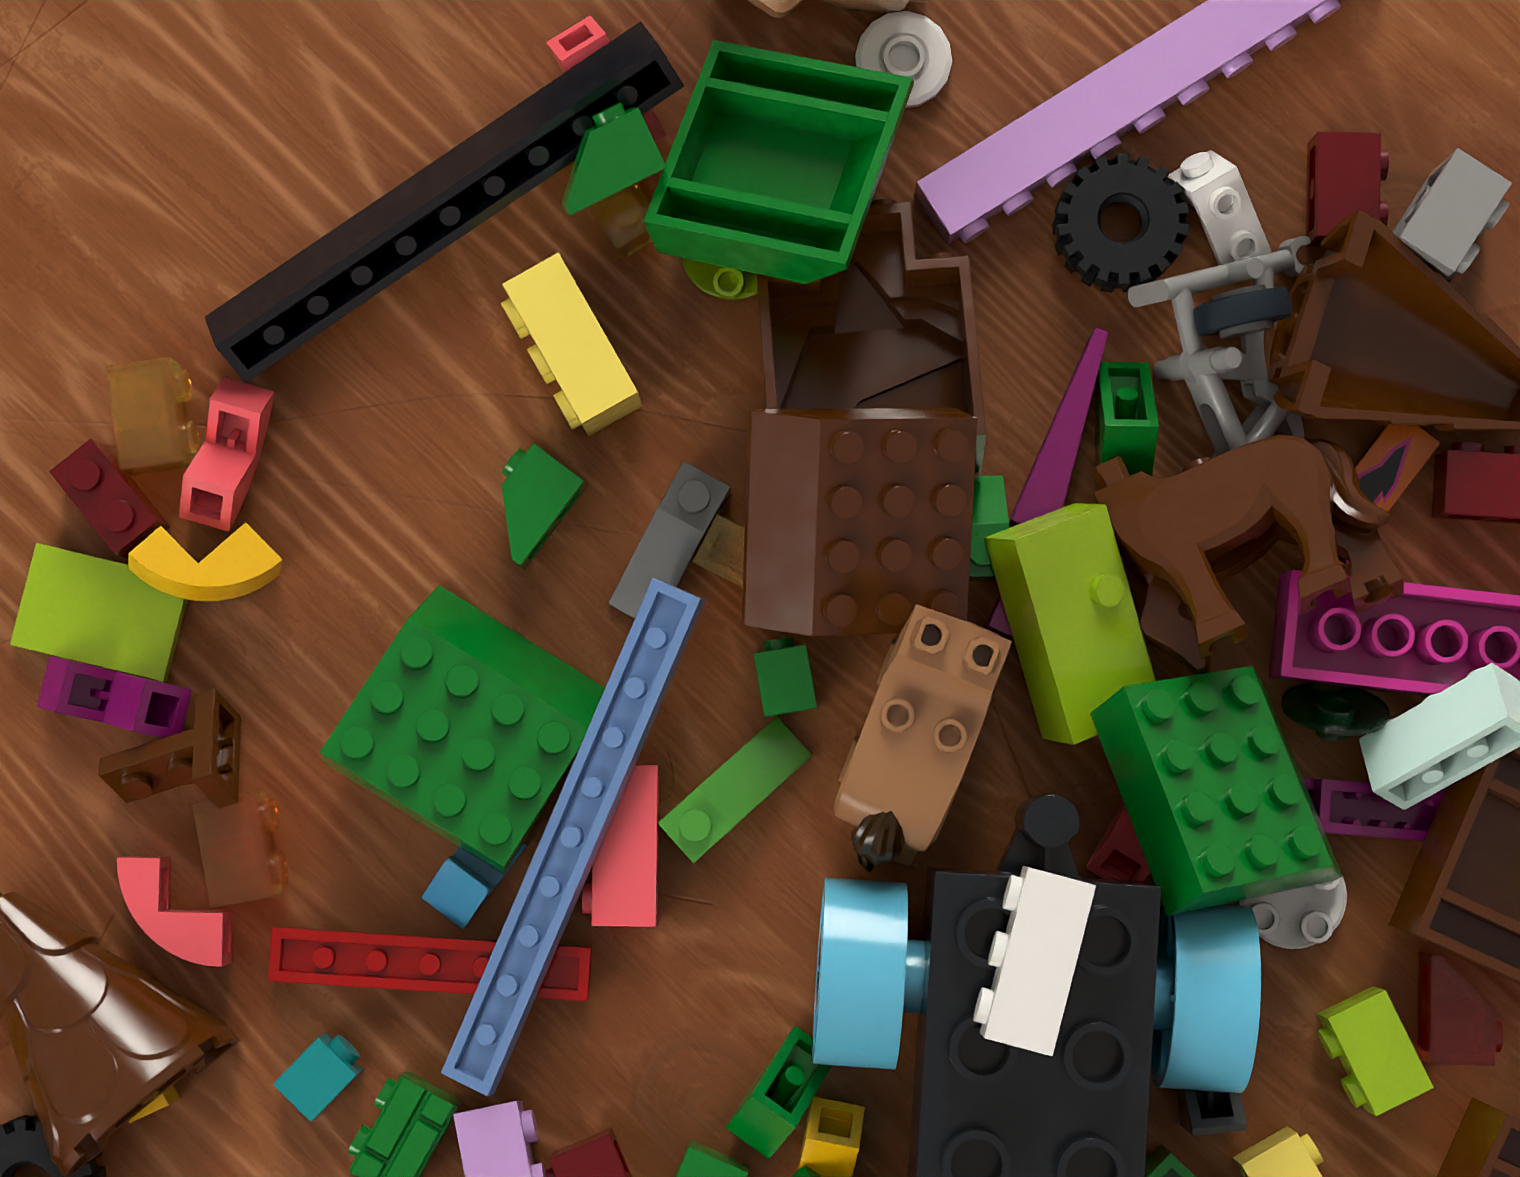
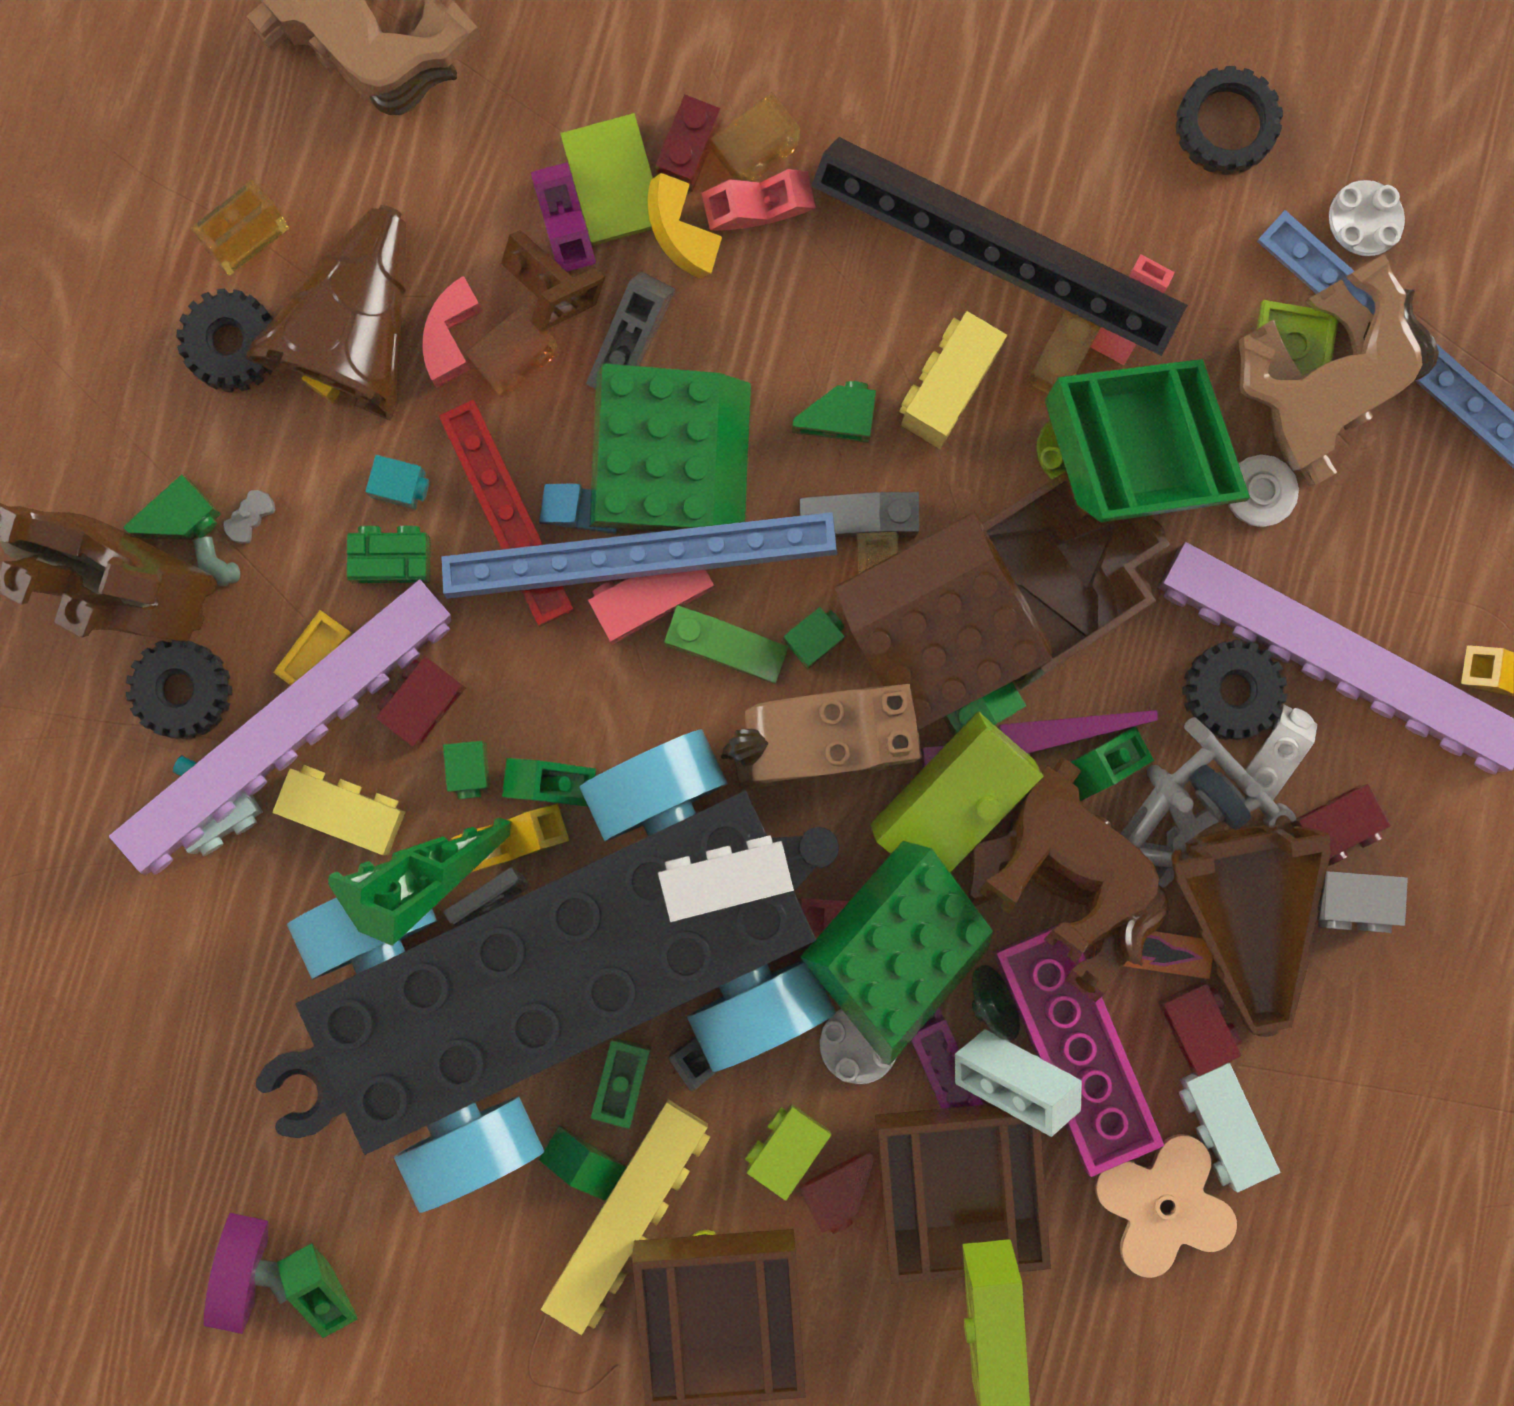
camera: 55 degrees right, 0 degrees up
(290, 685) = (634, 323): none -> dark grey slope
(611, 158) = (1087, 334): green slope -> none

